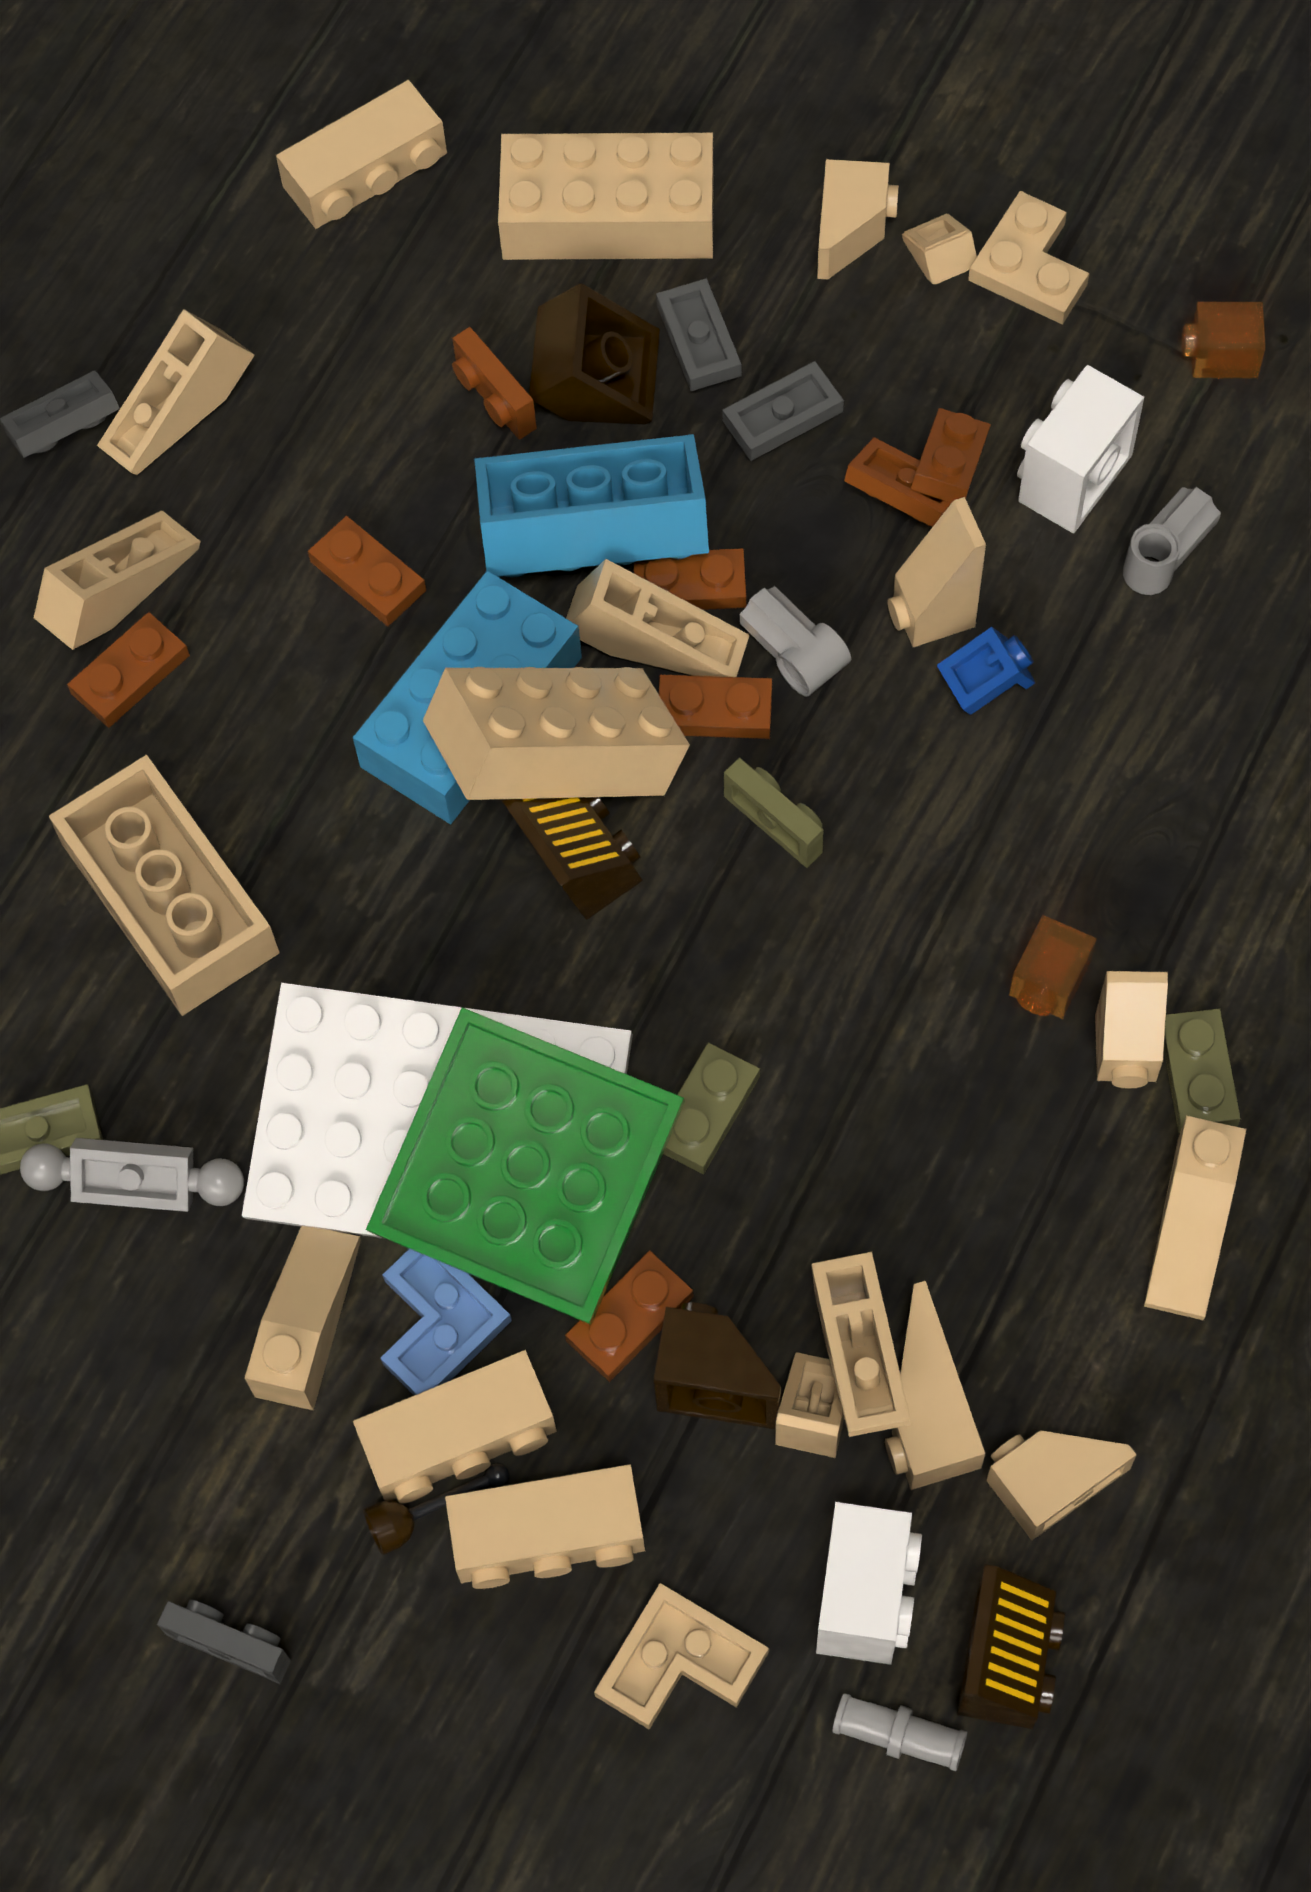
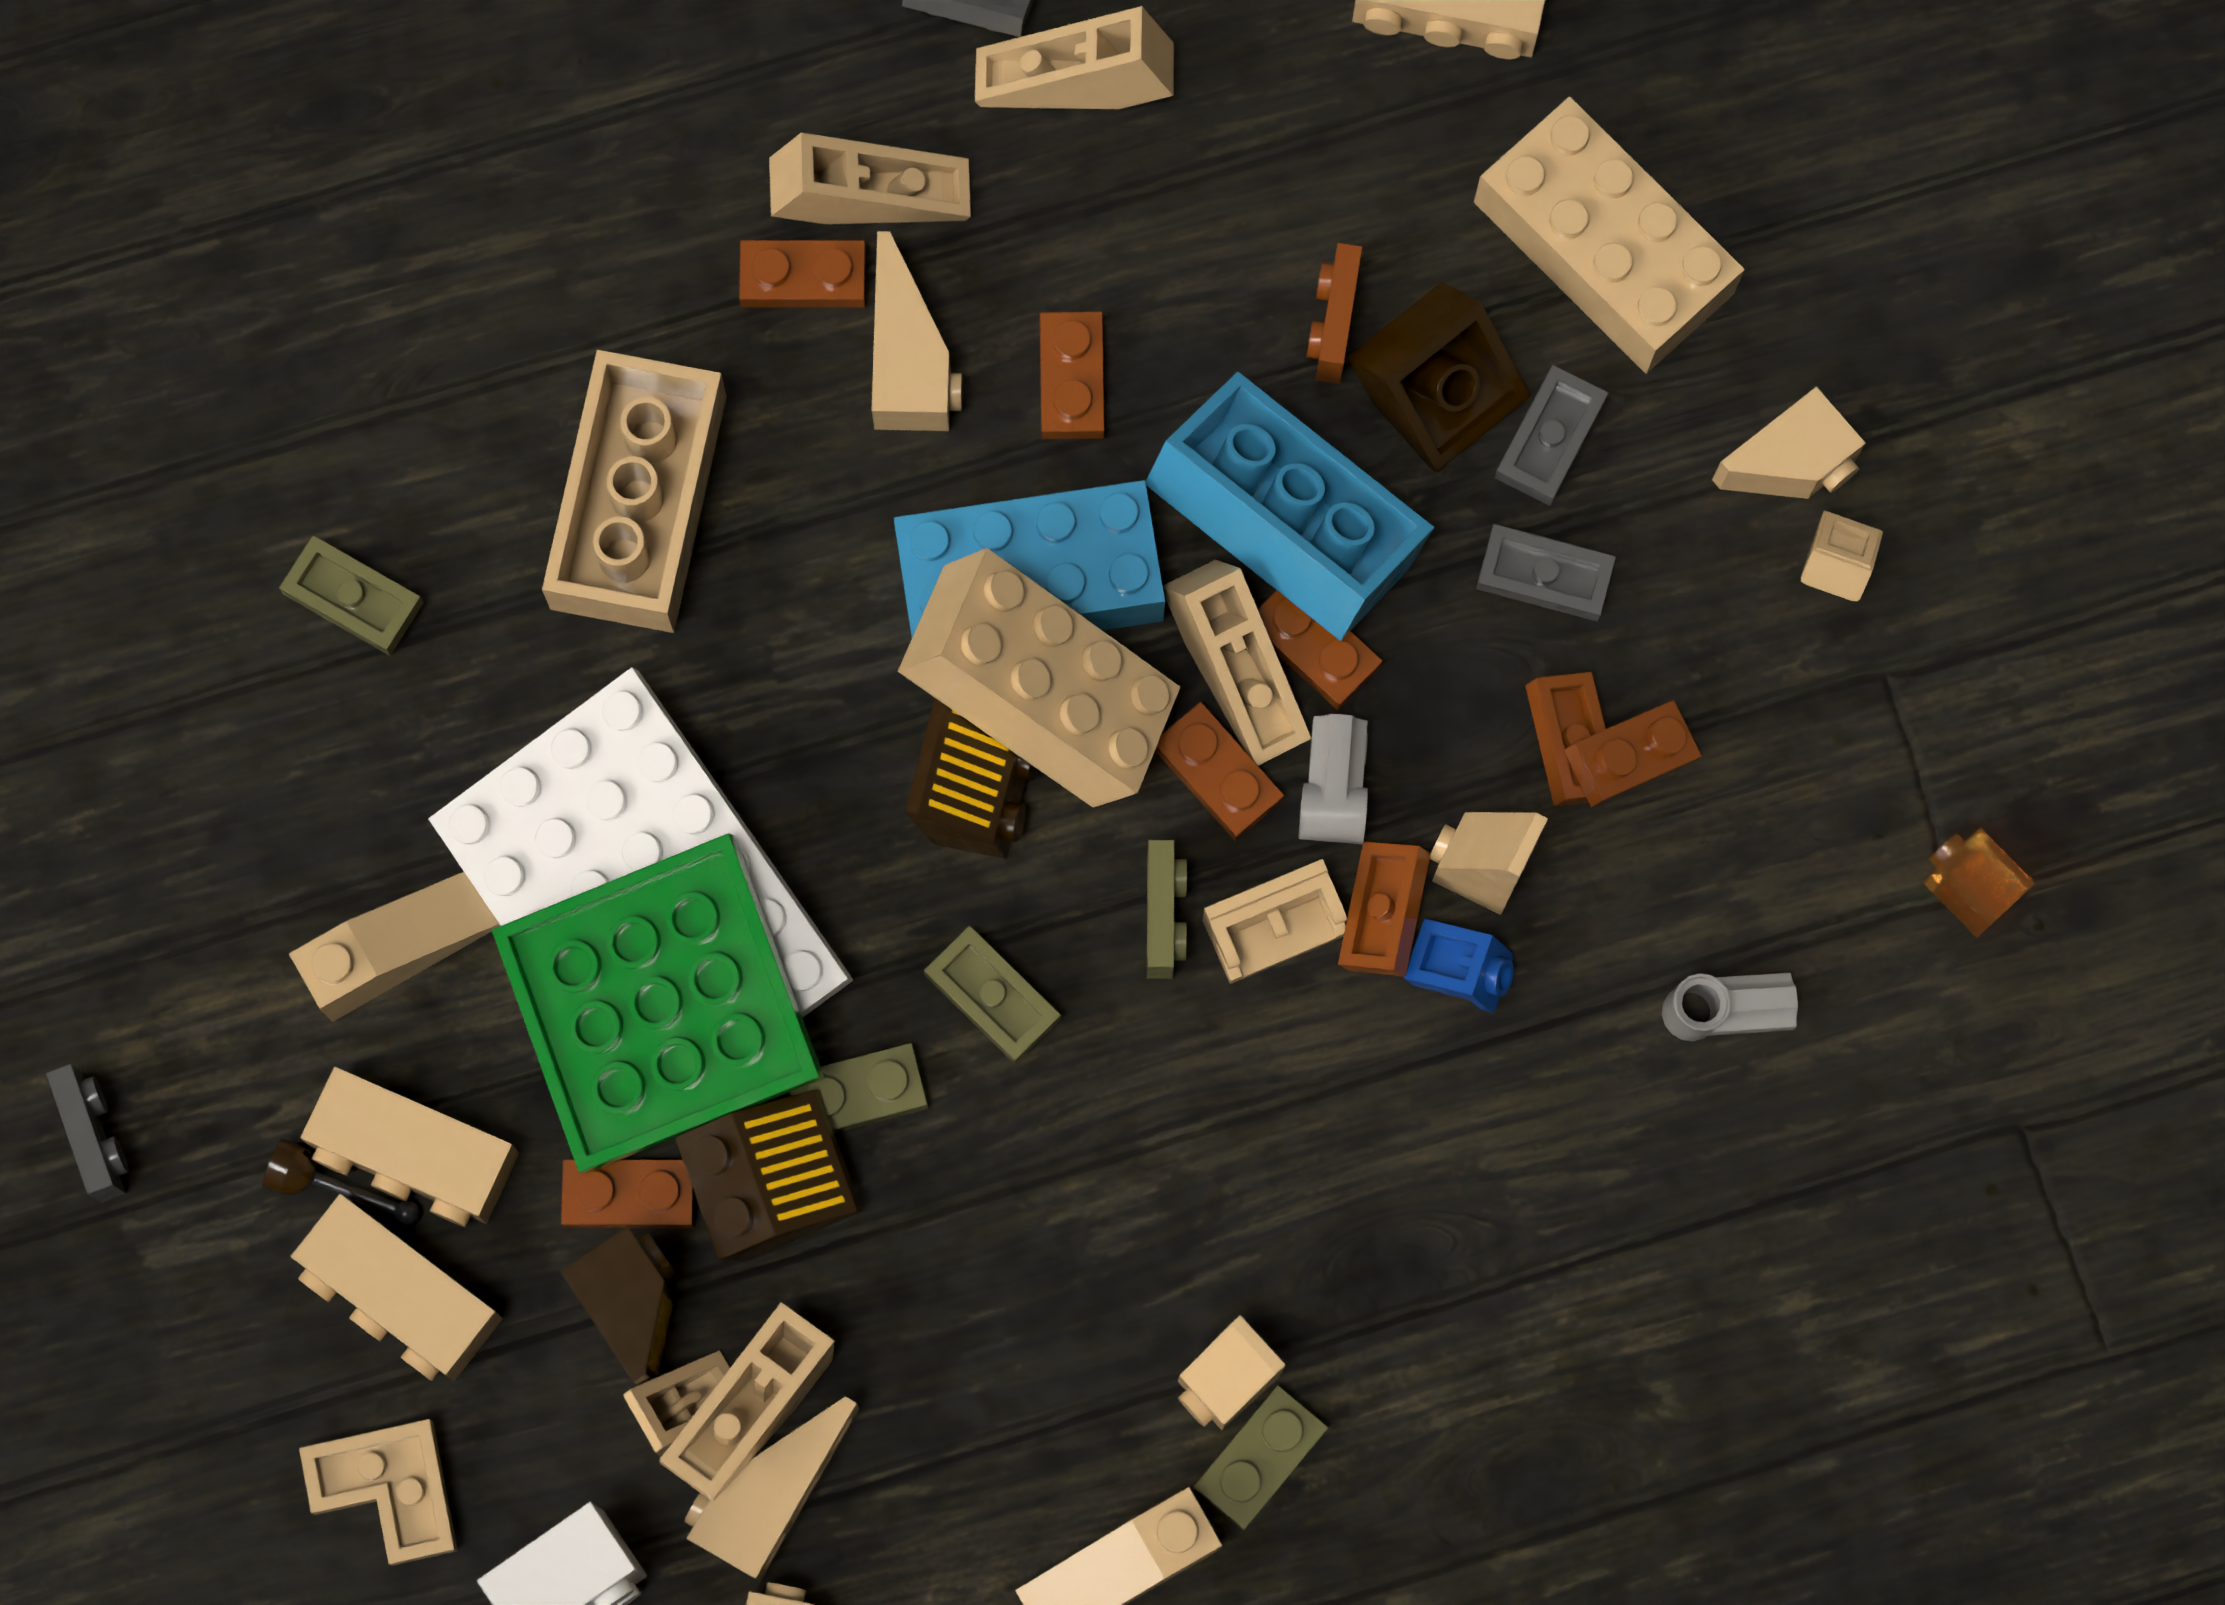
camera: 40 degrees right, 10 degrees up
(131, 1174) = (381, 703): light grey plate -> none
(247, 644) = (910, 358): none -> tan slope
(453, 1325) = (480, 1070): medium blue plate -> none
(712, 1203) = (768, 1175): none -> dark brown slope
(726, 964) = (992, 994): none -> olive plate
(849, 753) = (1275, 921): none -> tan hinge
(907, 682) = (1384, 908): none -> dark orange plate
(1018, 265) = (1888, 632): tan plate -> none
(1052, 968) = (1232, 1260): clear orange brick -> none
(1078, 447) = (1735, 854): white brick -> none

